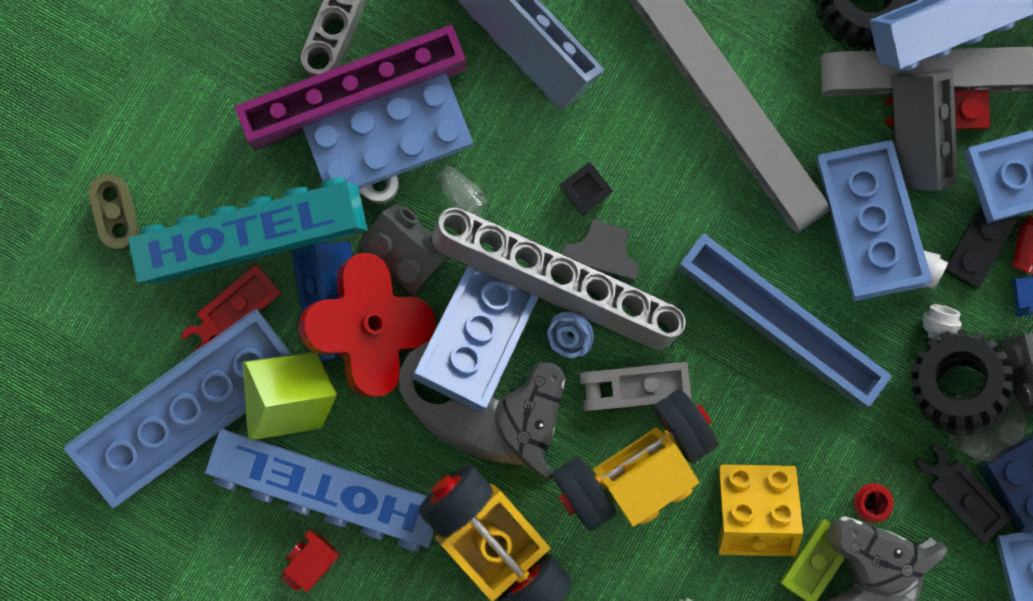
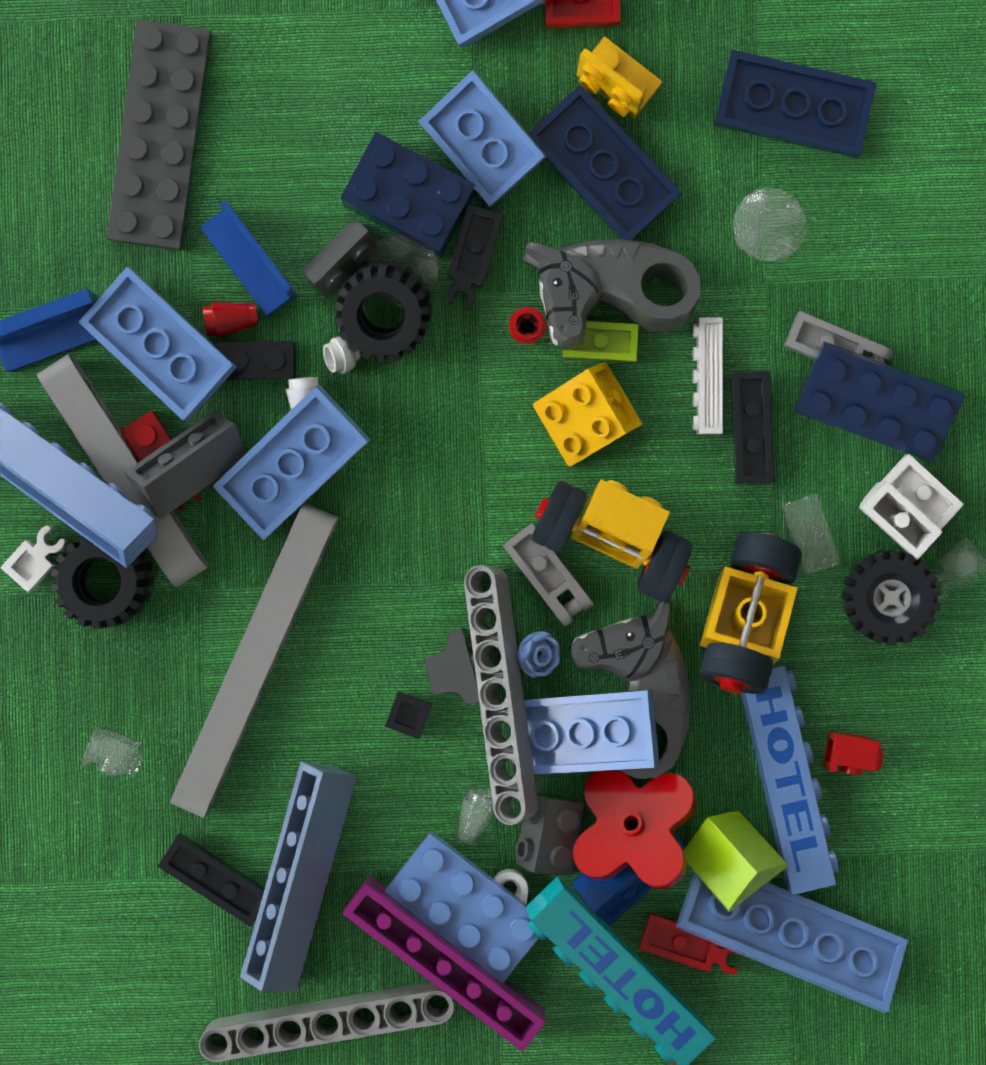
camera: 115 degrees left, 5 degrees up
(783, 322) = (422, 487): medium blue brick -> none

